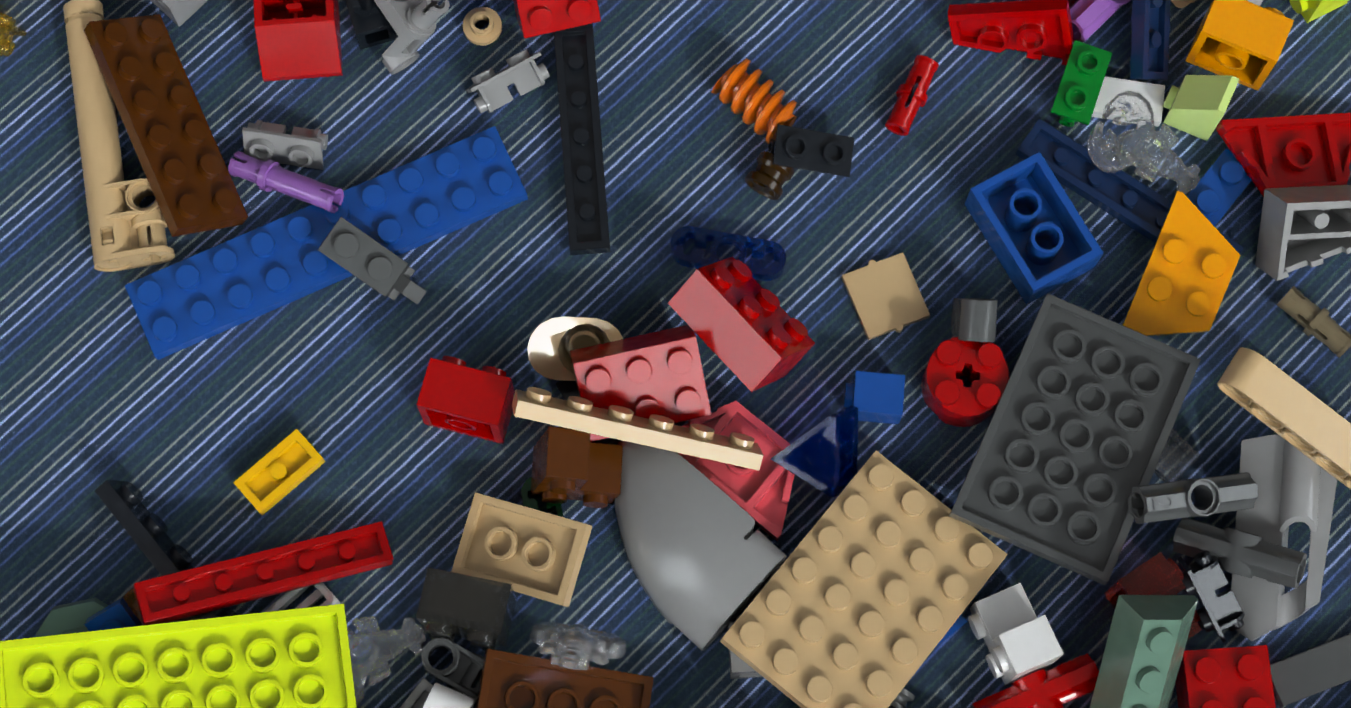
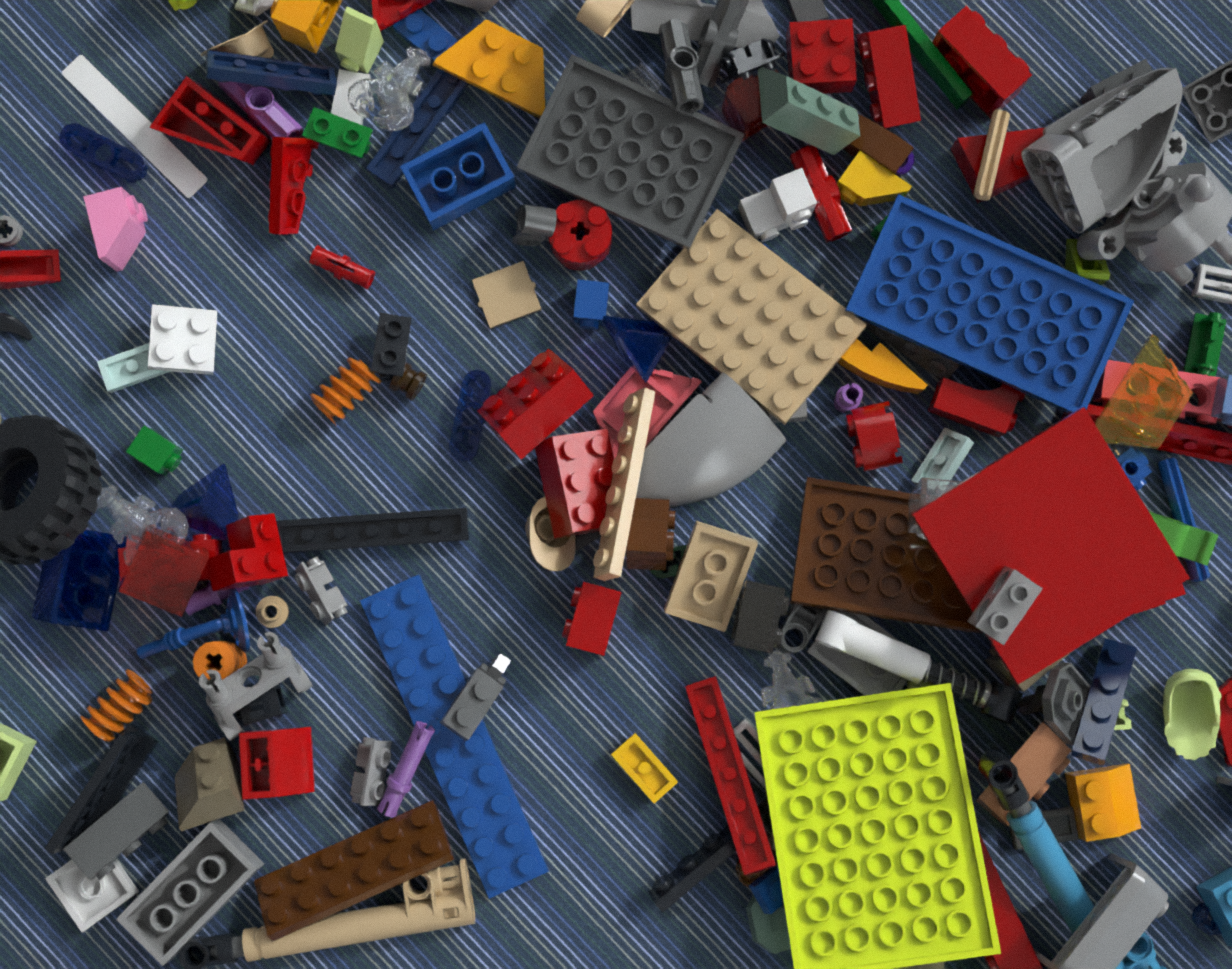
camera: 90 degrees left, 10 degrees up
(576, 644) = (787, 533): clear animal -> none

